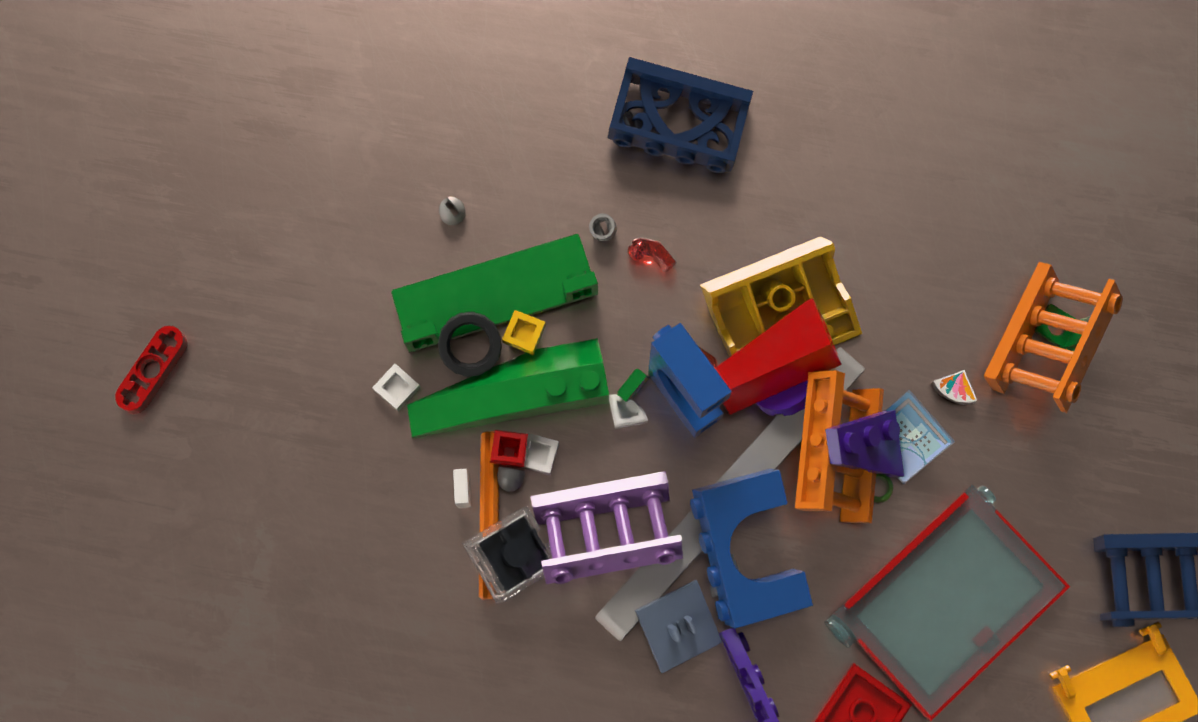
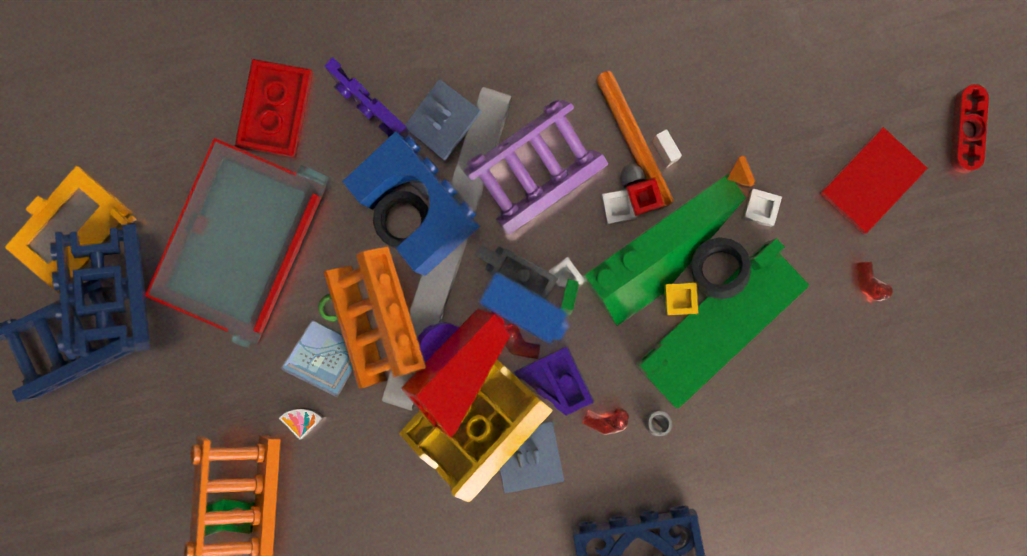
camera: 155 degrees right, 10 degrees up
(273, 363) = (873, 180): none -> red tile
(332, 265) = (870, 285): none -> clear red arm
(399, 427) = (741, 173): none -> orange slope
(447, 216) = (791, 386): light grey hinge -> none
(509, 554) = (602, 109): piece -> none
(672, 433) = (518, 270): none -> dark grey hinge
(679, 303) = (558, 380): none -> dark purple wing
(739, 246) = (534, 462): none -> sand blue piece
(763, 566) = (388, 202): none -> black tyre
(867, 444) = (351, 330): dark purple wing -> none
(1085, 597) = (126, 288): none -> dark blue fence

